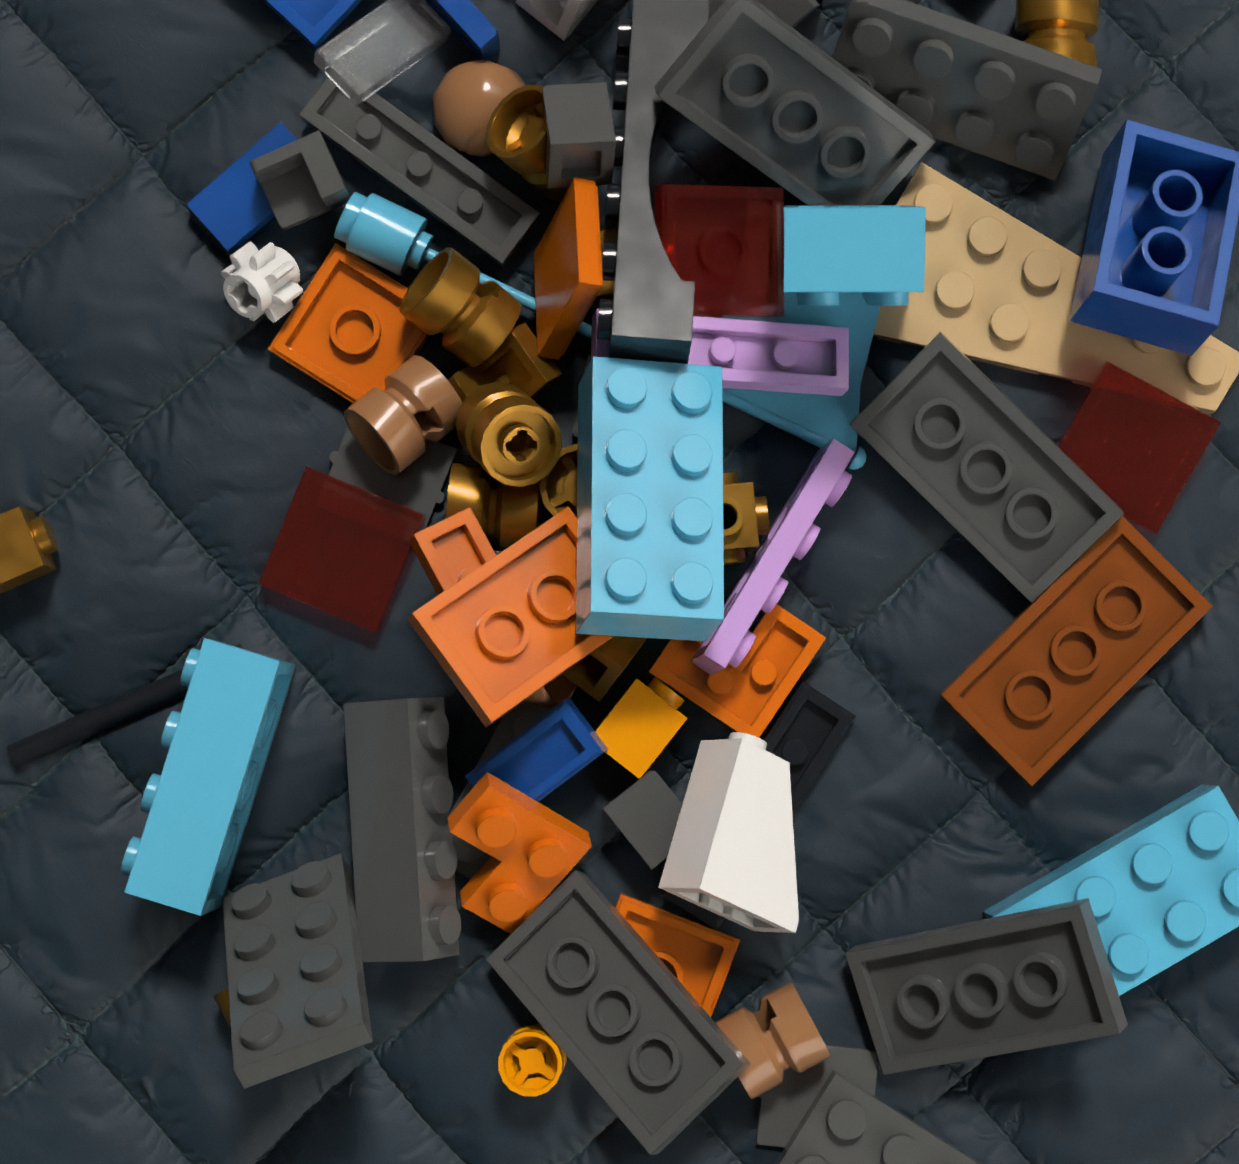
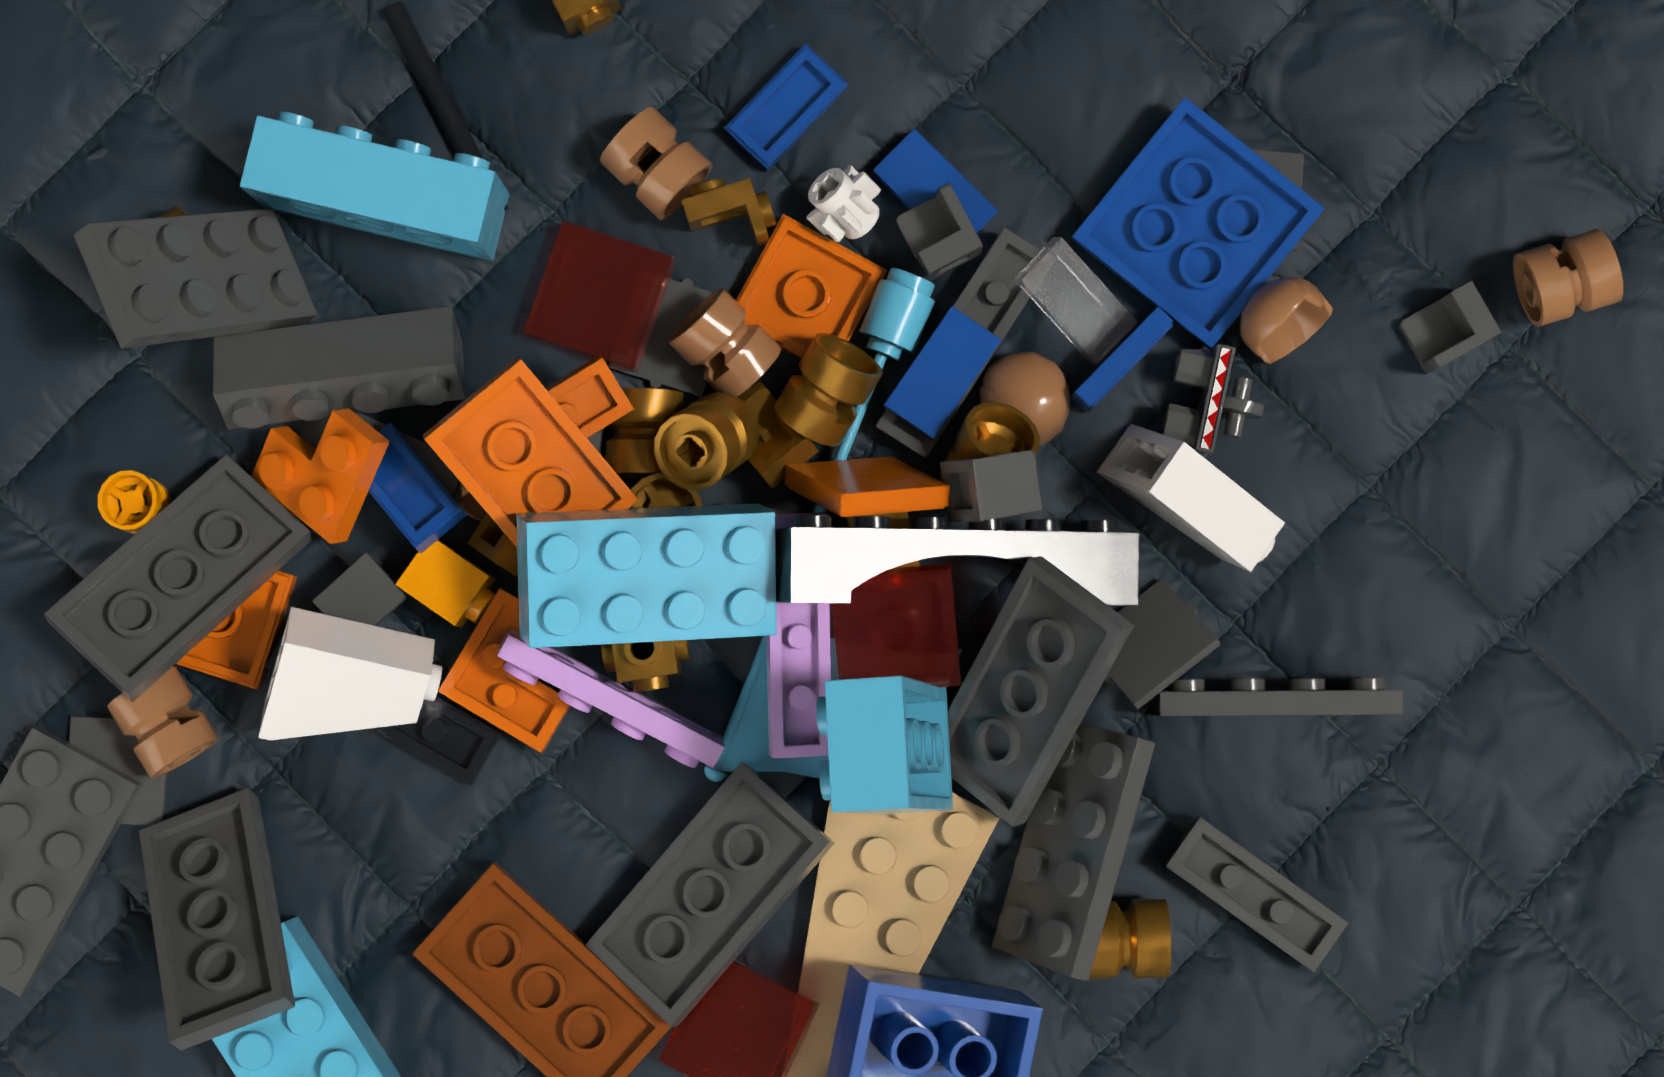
camera: 85 degrees right, 0 degrees up
(153, 340) = (786, 107): none -> blue tile
(220, 462) = (669, 176): none -> medium nougat wheel
(250, 417) = (717, 202): none -> pearl gold bracket
(451, 187) = (942, 373): none -> blue tile

